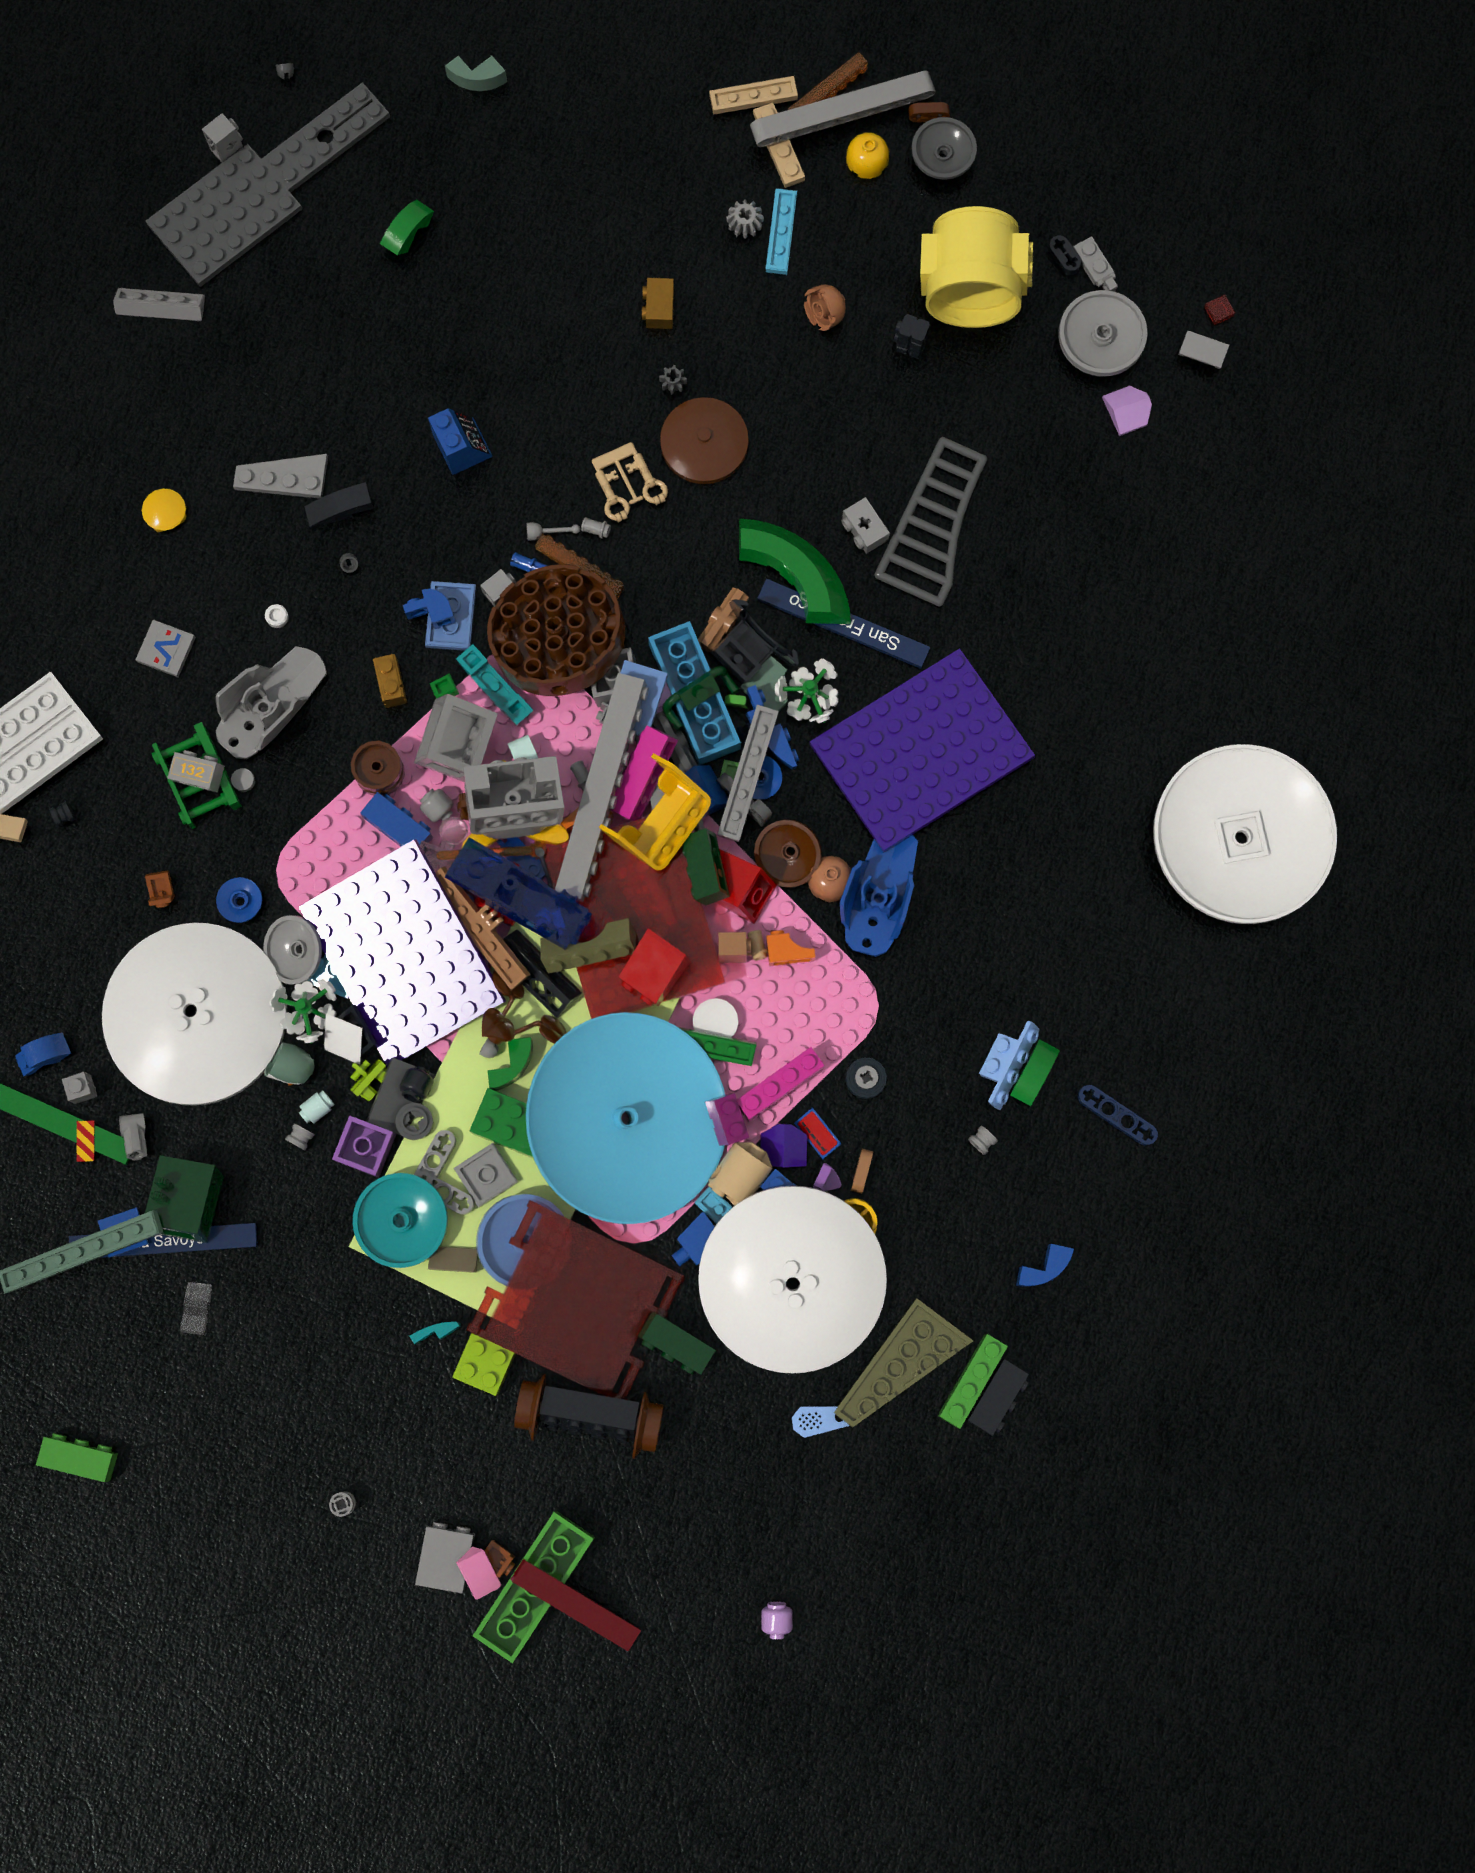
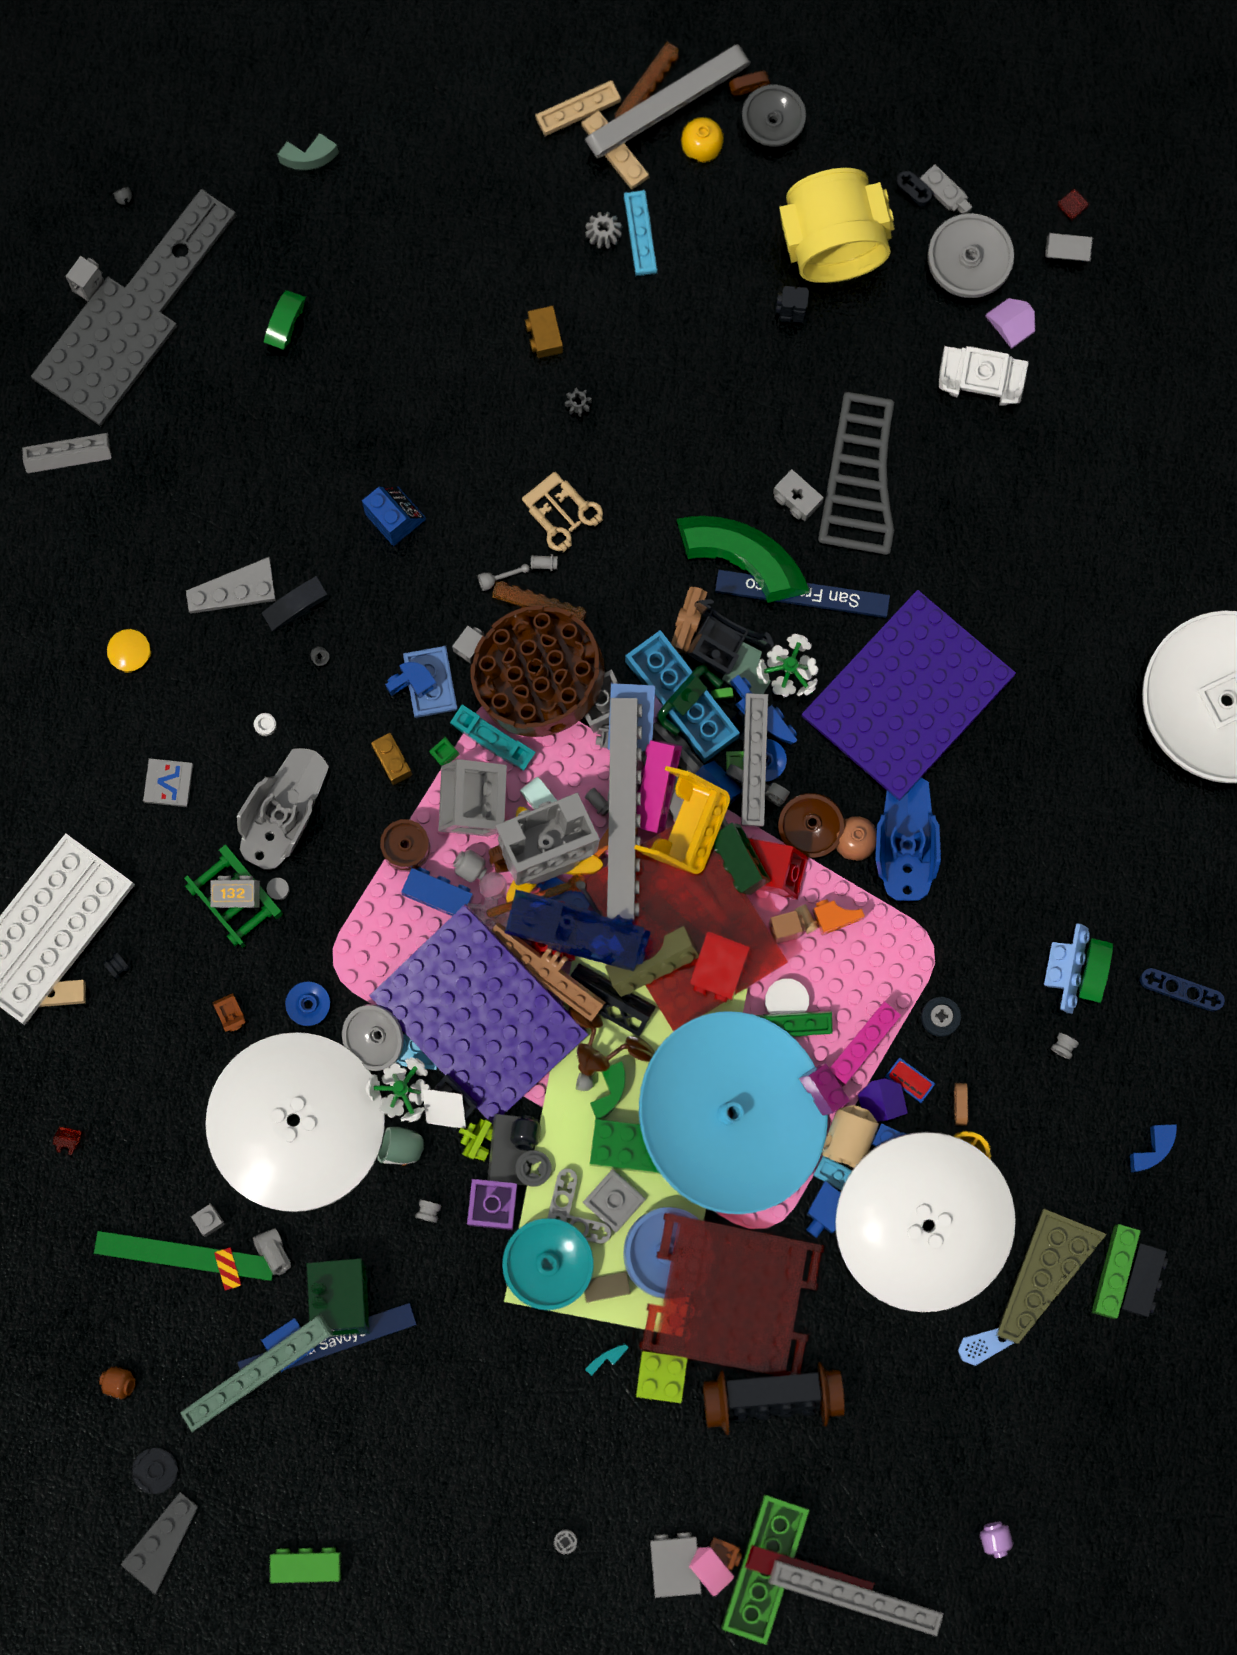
camera: 15 degrees left, 0 degrees up
(42, 1052) = (163, 1197): blue brick -> none
(196, 1308) = (376, 1397): clear slope -> none
(316, 1107) = (435, 1179): light aqua brick -> none
(525, 563) = (489, 614): blue axle -> none
(616, 1640) = (855, 1598): none -> light grey tile
(675, 1344) = (833, 1310): dark green brick -> none
(704, 440) = (623, 452): reddish brown dish -> none
(825, 306) = (702, 295): nougat cylinder -> none
(827, 1179) = (930, 1120): medium lavender tile -> none
(1084, 452) = (982, 373): none -> white piece

